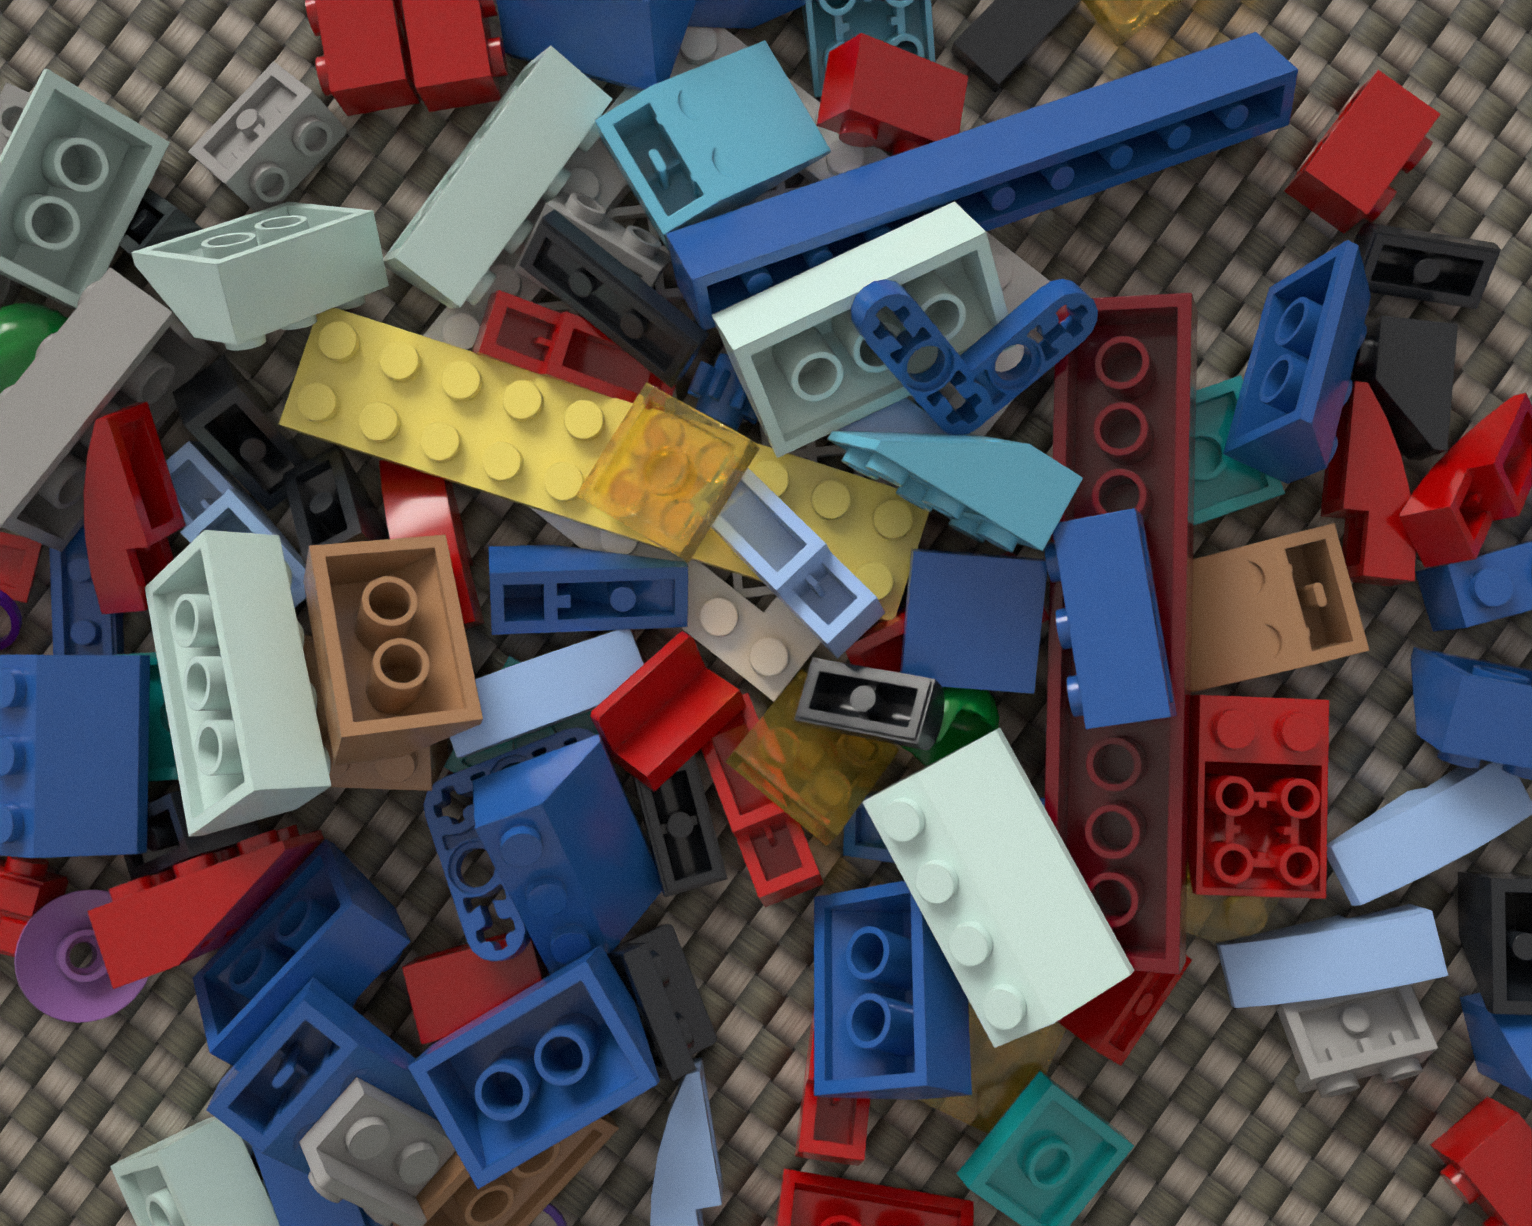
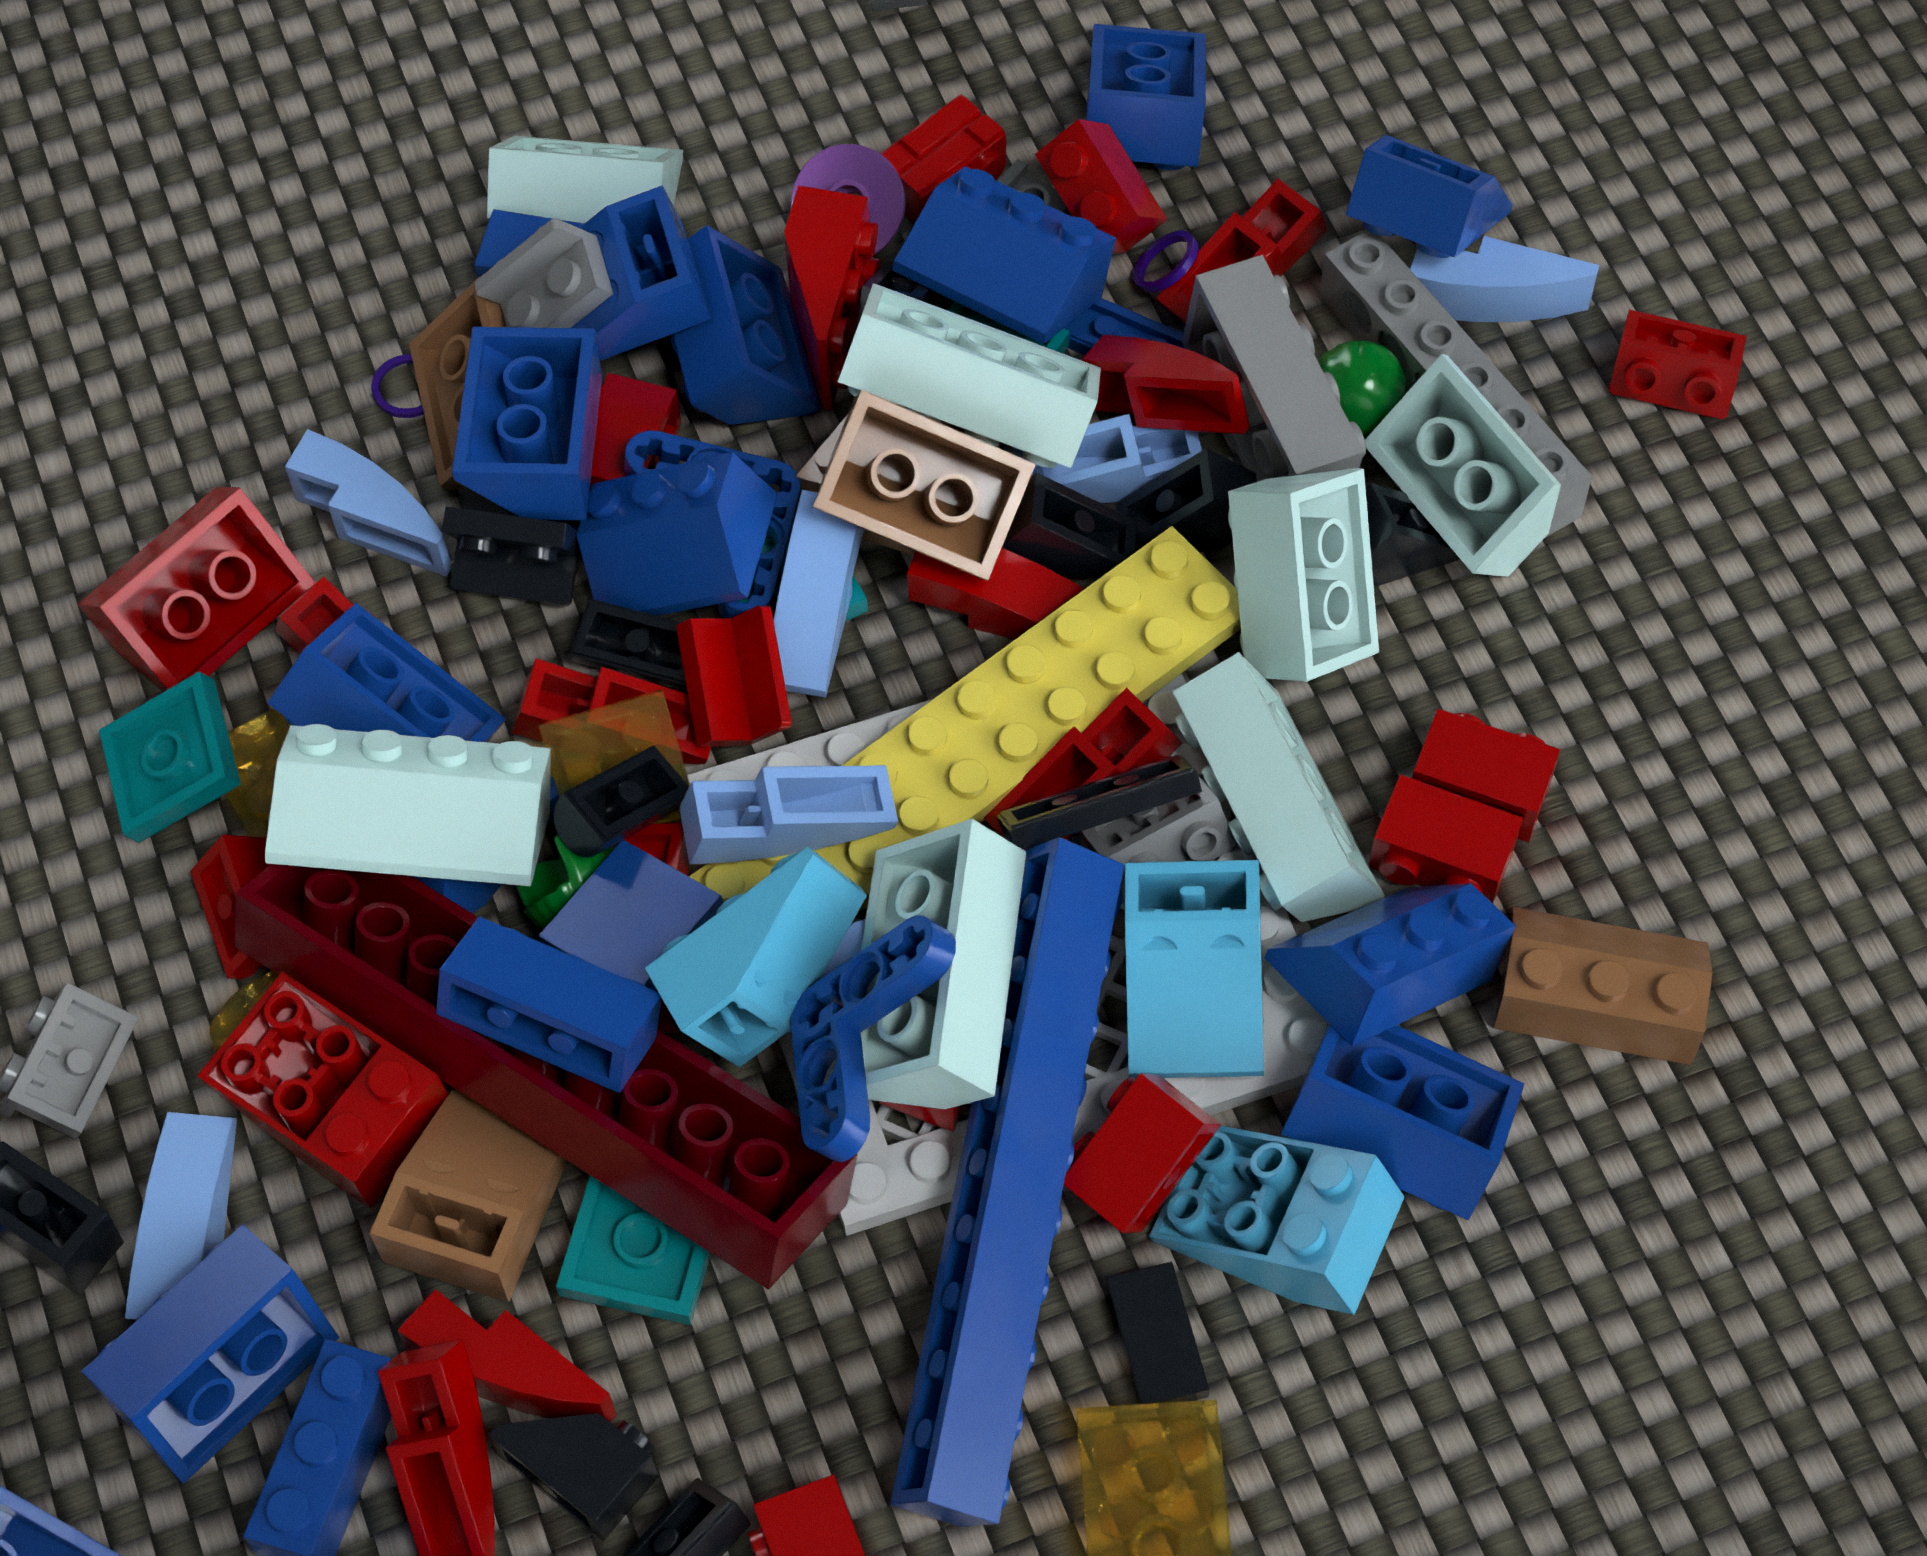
camera: 125 degrees right, 25 degrees down
(269, 139) = (1439, 656): light grey bracket -> none
(583, 590) = (884, 668): blue slope -> none
(668, 472) = (920, 755): clear yellow plate -> none
(1301, 367) = (646, 1349): blue slope -> none
(1333, 957) = (139, 1081): light blue slope -> none

